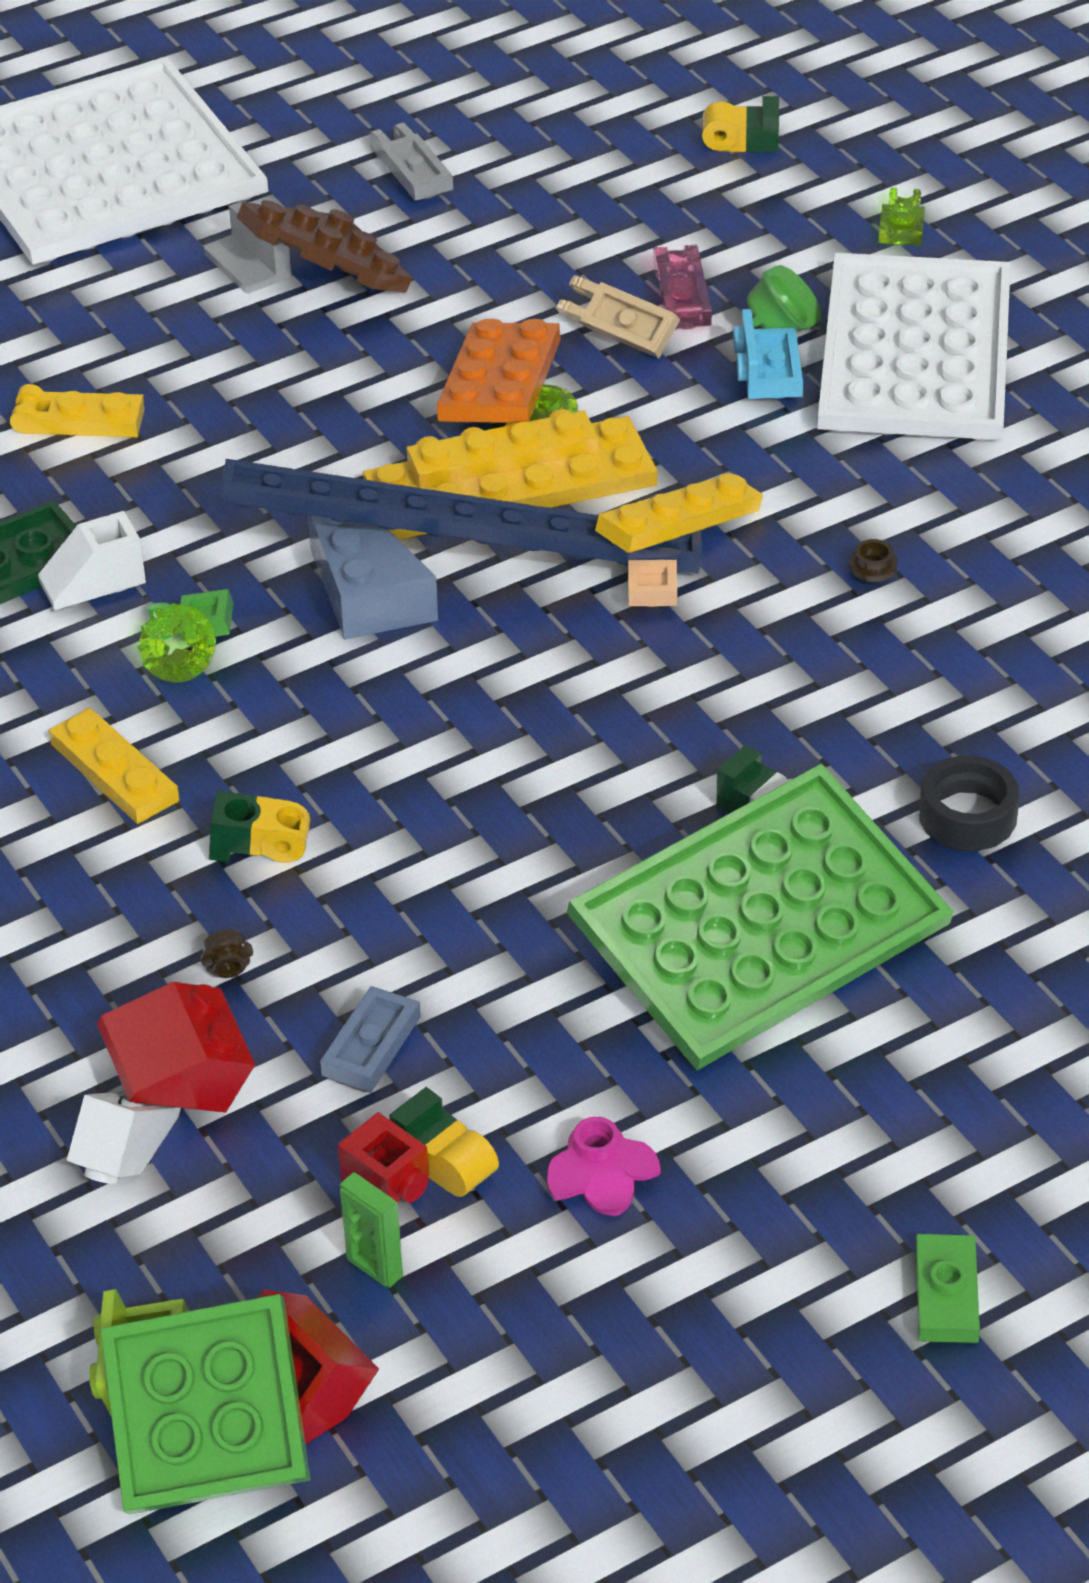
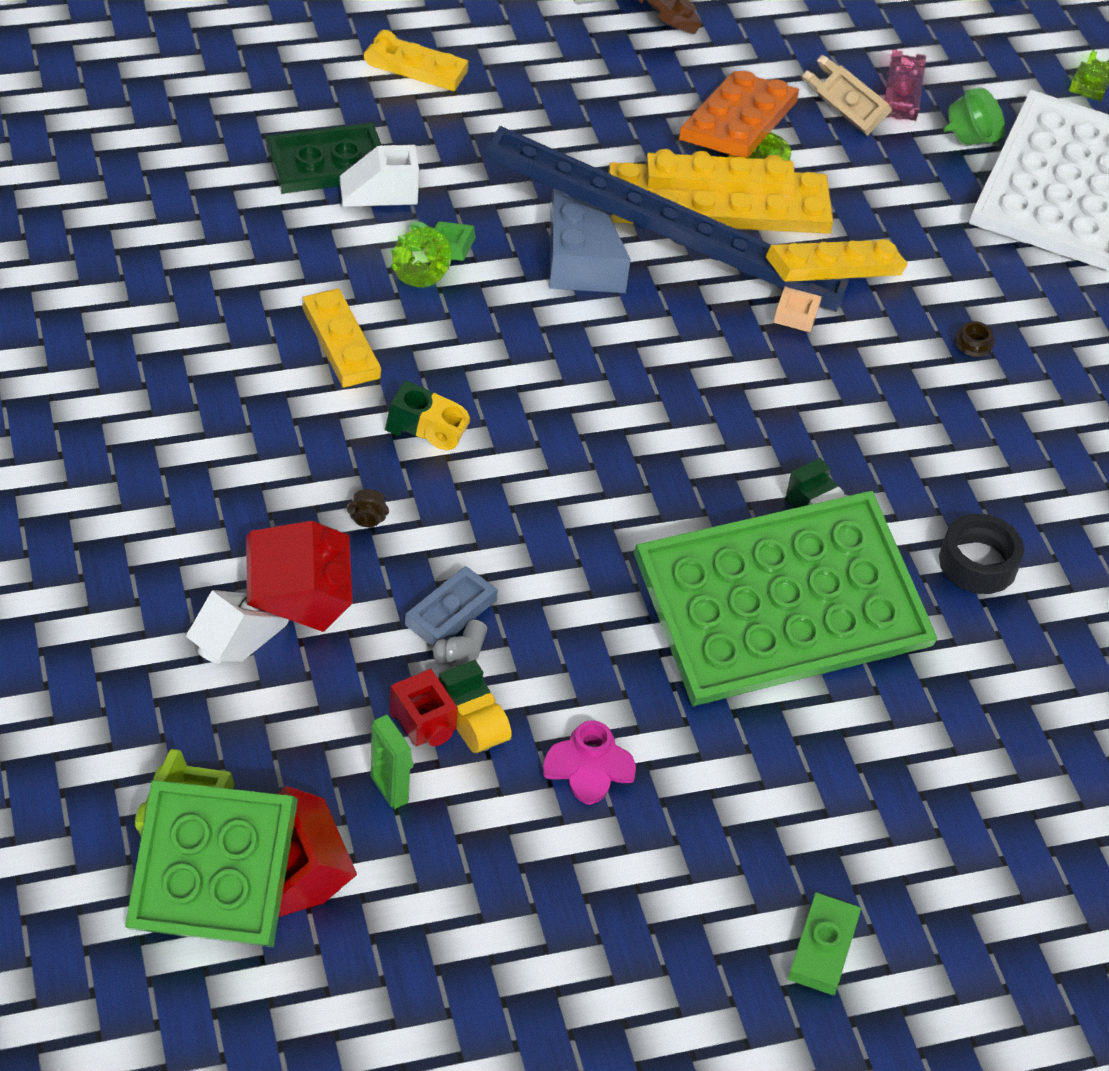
camera: 10 degrees right, 5 degrees up
(401, 1082) = (463, 648): none -> light grey arm
(767, 360) = (949, 159): medium azure bracket -> none

